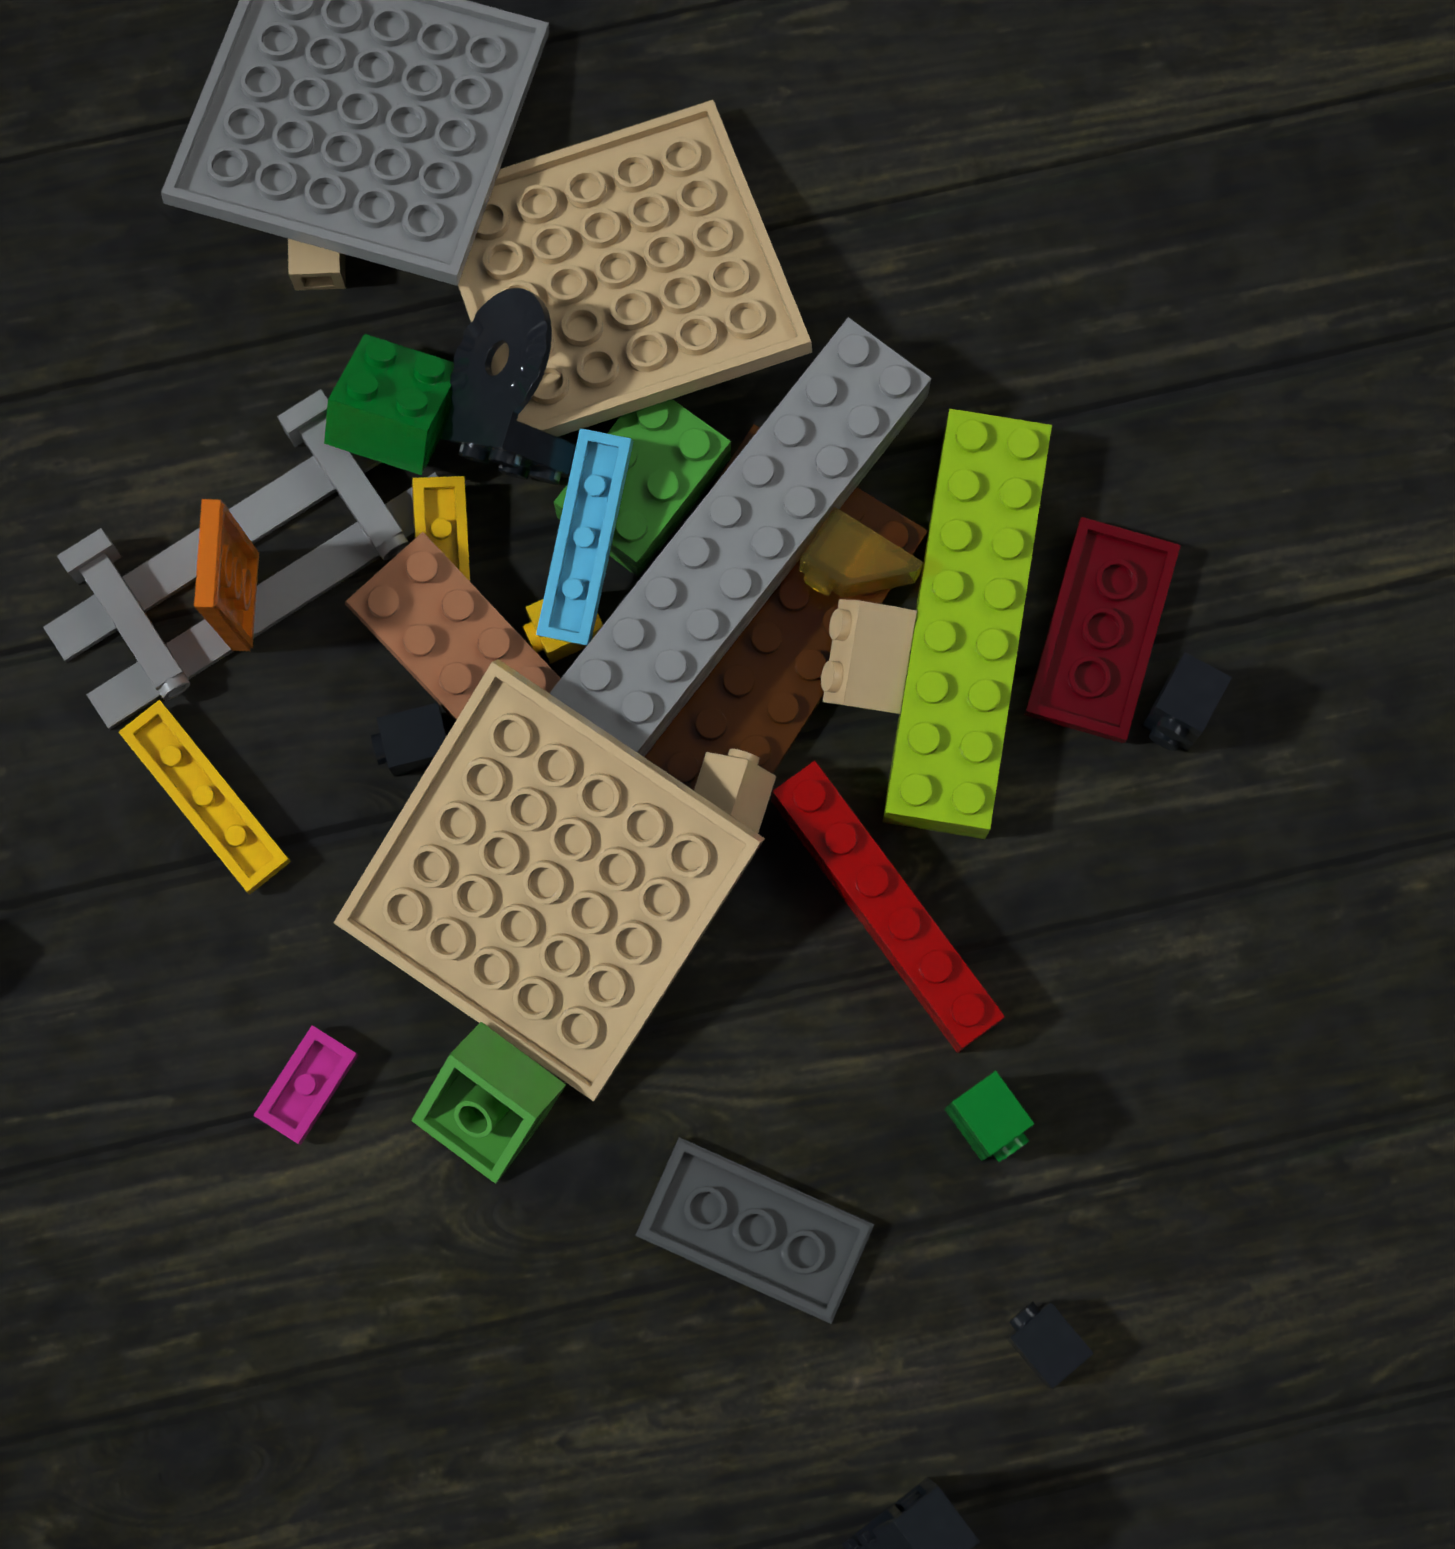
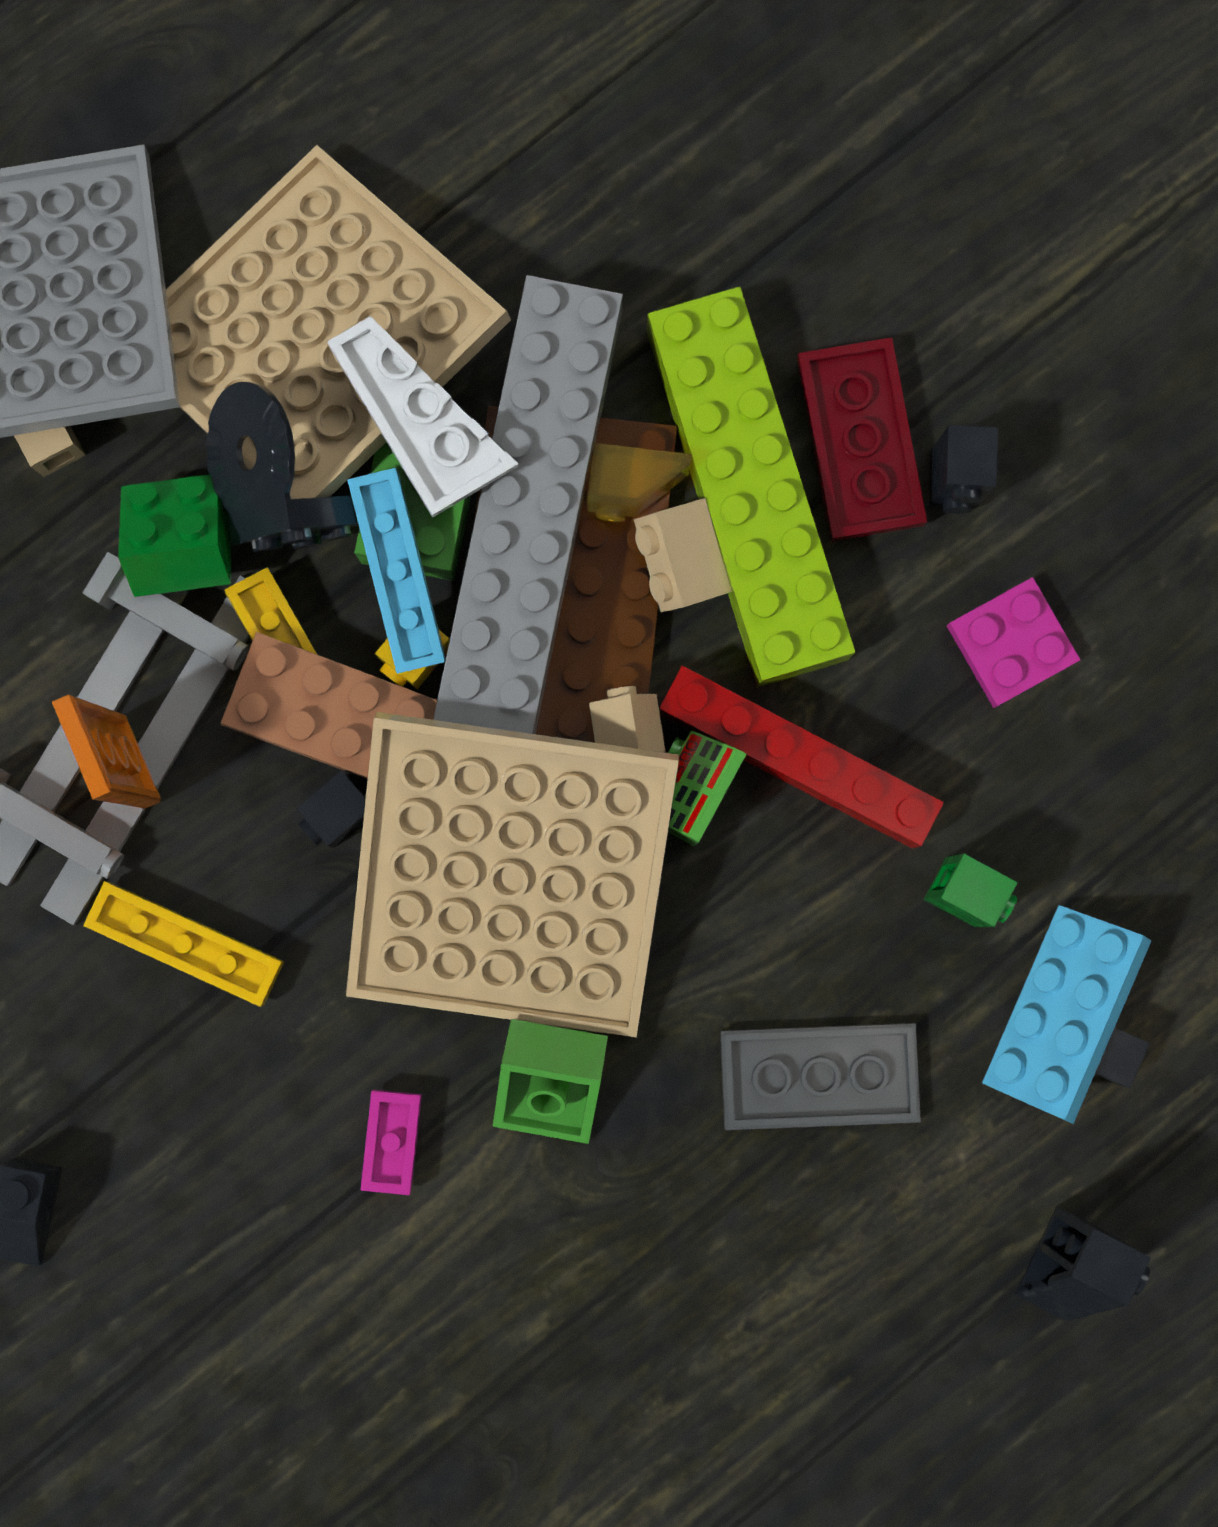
camera: 30 degrees left, 5 degrees up
(678, 419) = (427, 431): none -> white wing
(774, 884) = (700, 784): none -> bright green slope
(1026, 1284) = (1066, 1013): none -> medium azure plate
(1156, 900) = (1013, 642): none -> dark pink plate

